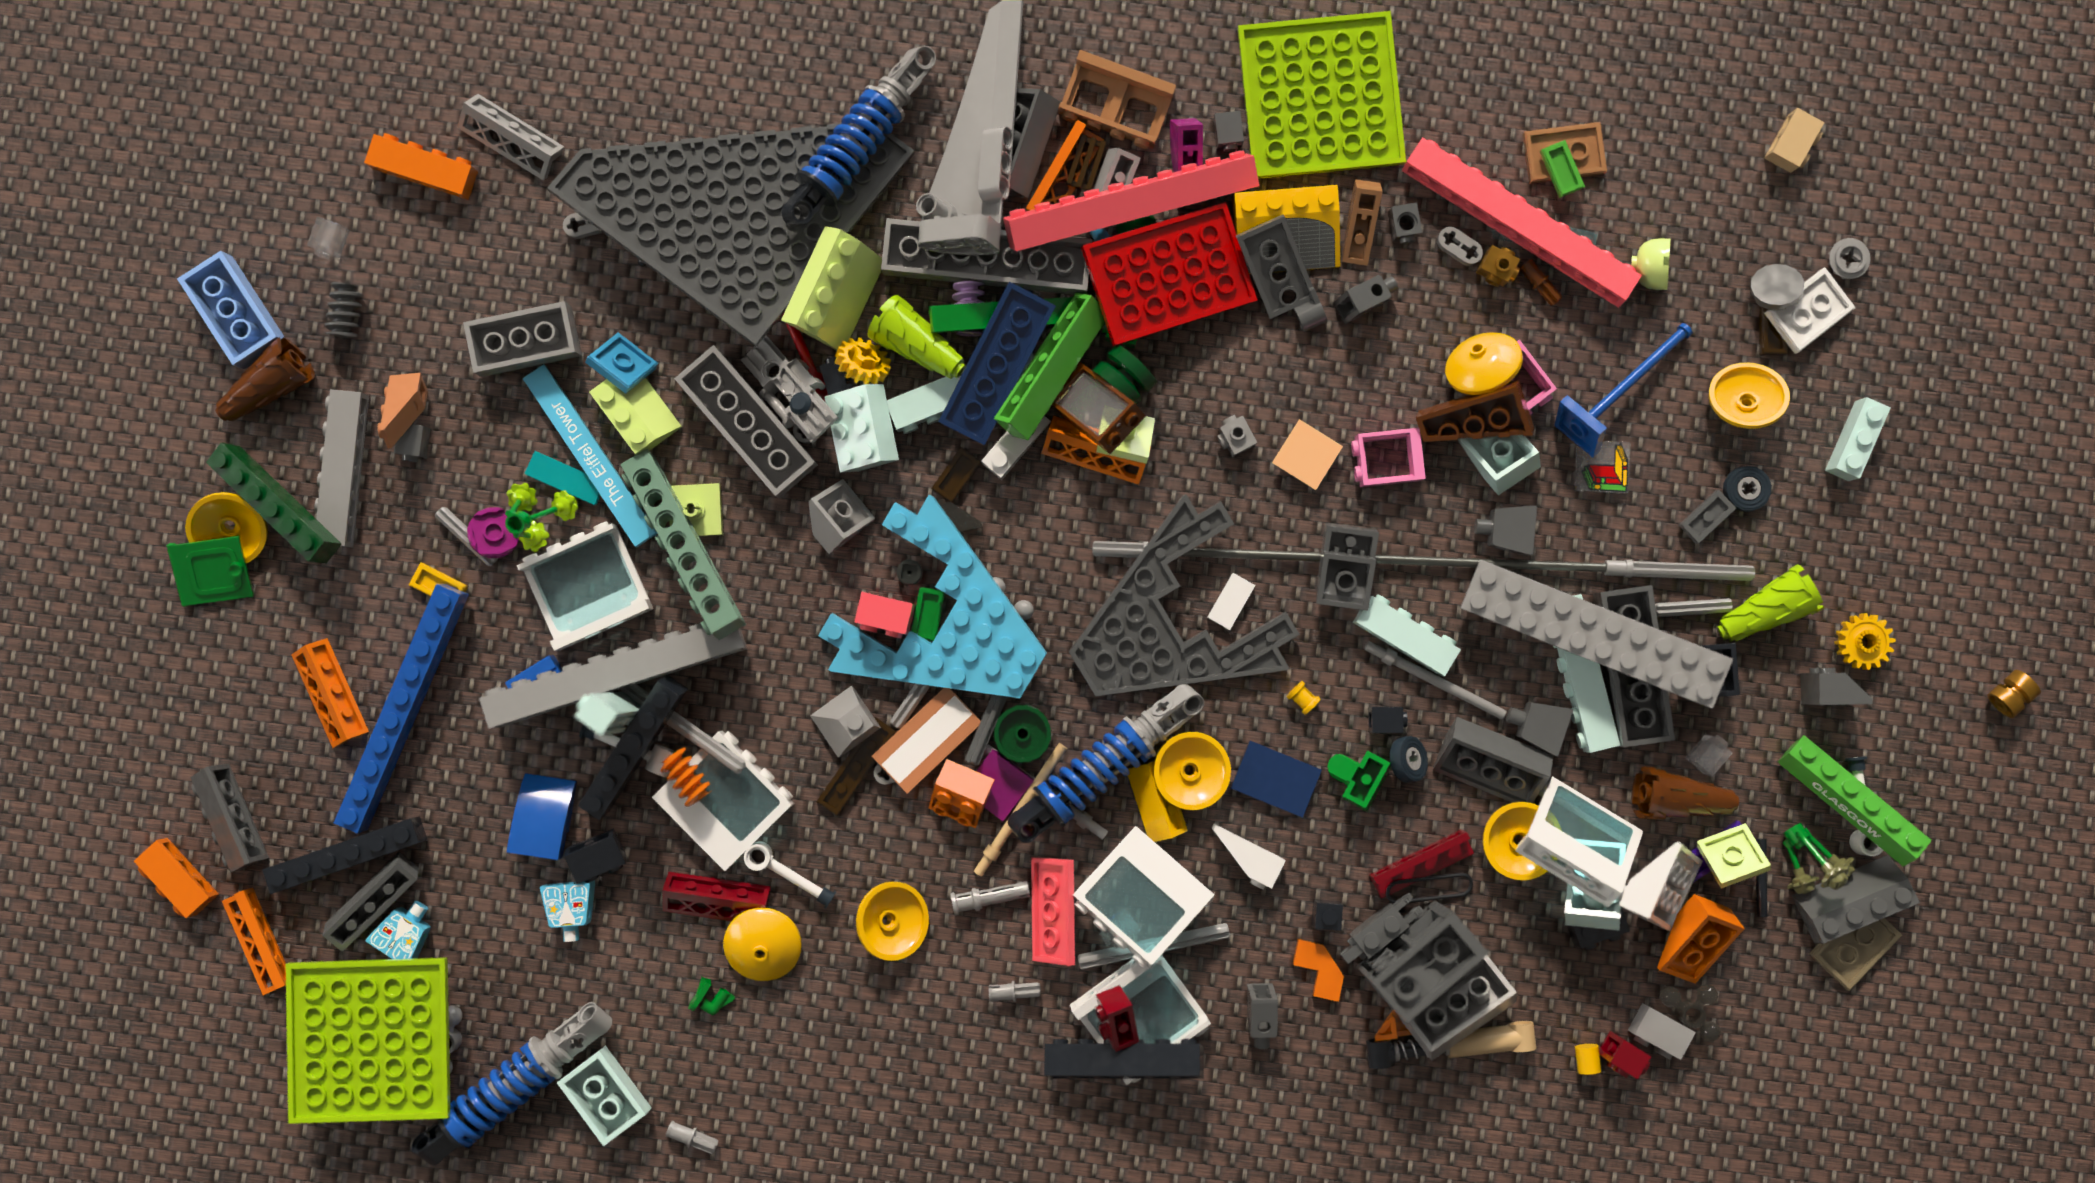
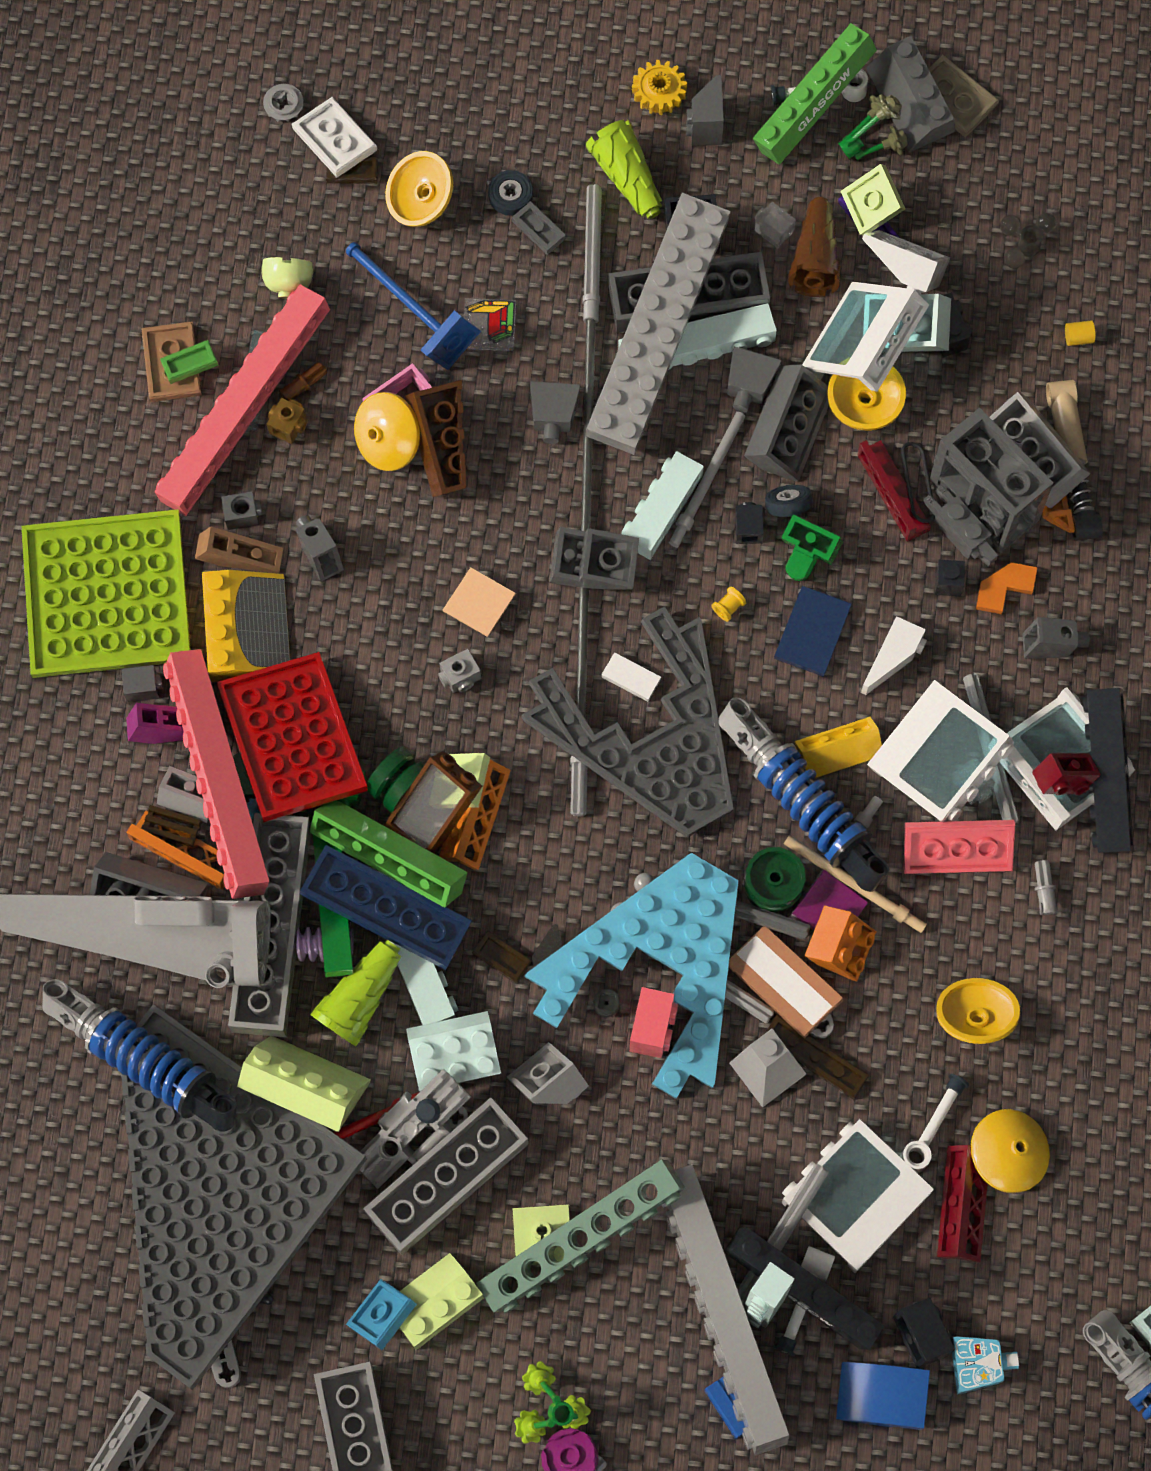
camera: 90 degrees left, 15 degrees down
(562, 477) = (507, 1380): teal tile -> none
(586, 585) = (628, 1354): clear light blue panel -> none
(589, 455) = (482, 1351): medium azure tile -> none
(685, 777) = (833, 1227): orange piece -> none
(721, 999) = (1075, 1219): green piece -> none
(833, 379) = (397, 1082): black brick -> none
(862, 361) = (381, 1051): yellow gear -> none
(928, 613) = (637, 978): green tile -> none
(977, 899) = (950, 926): light grey pin -> none
(1010, 450) = (480, 904): white slope -> none
(1122, 85) = (88, 792): medium nougat window -> none
(1209, 775) = (812, 695): yellow dish -> none
(1306, 301) = (319, 604): dark grey hinge -> none
(1414, 450) = (480, 499): bright pink window -> none
(1462, 241) = (270, 462): light grey beam -> none
(1502, 459) = (484, 415): light aqua slope -> none
(1624, 1056) = (1074, 297): dark red brick -> none
(1661, 1031) = (1048, 266): light grey brick -> none
(1693, 607) = (628, 237): light grey axle -> none
(1698, 938) = (955, 232): orange slope -> none
(1761, 884) = (906, 178): black bar -> none
(1777, 287) = (311, 165): tile -> none
(1795, 140) = (165, 150): tan brick -> none
(1857, 439) = (462, 93): light aqua brick -> none

